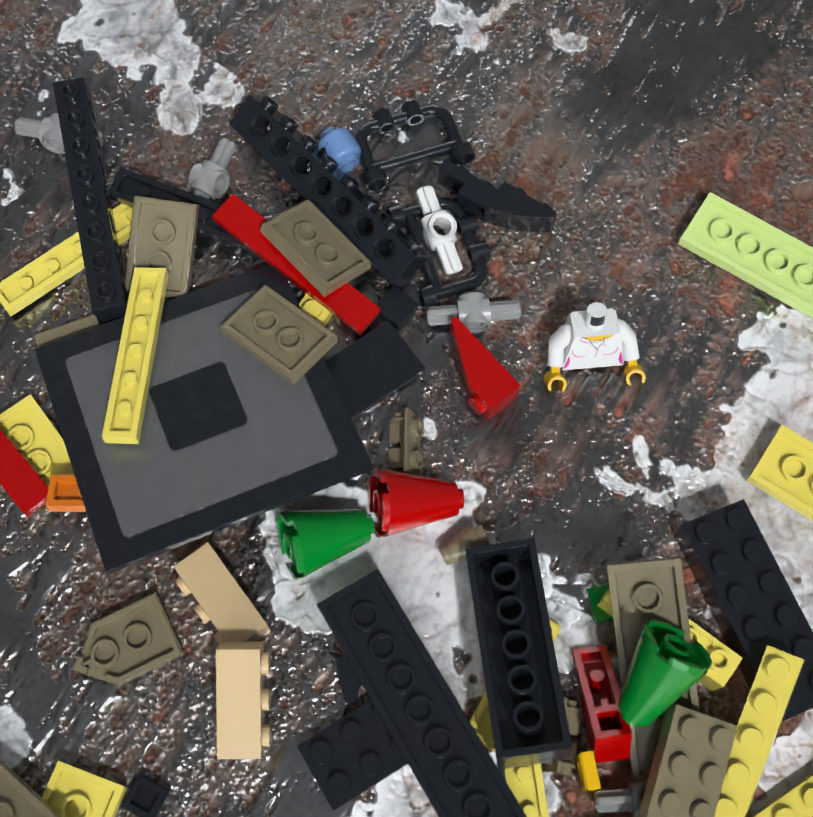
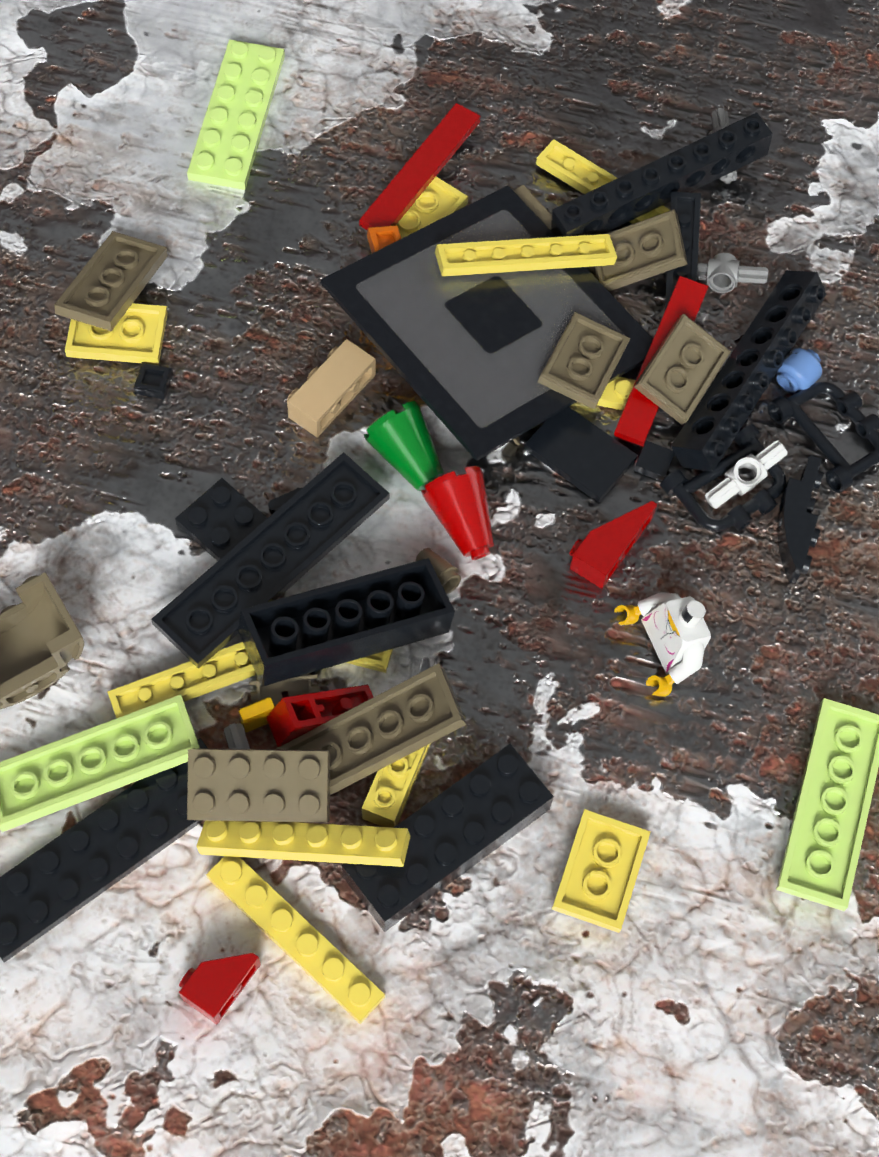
camera: 70 degrees right, 5 degrees down
(129, 642) = (278, 333): dark tan tile -> none
(242, 700) = (247, 418): tan brick -> none
(407, 431) = (524, 501): dark tan hinge -> none
(474, 312) = (671, 526): light grey axle -> none
(660, 672) = (355, 727): green cone -> none

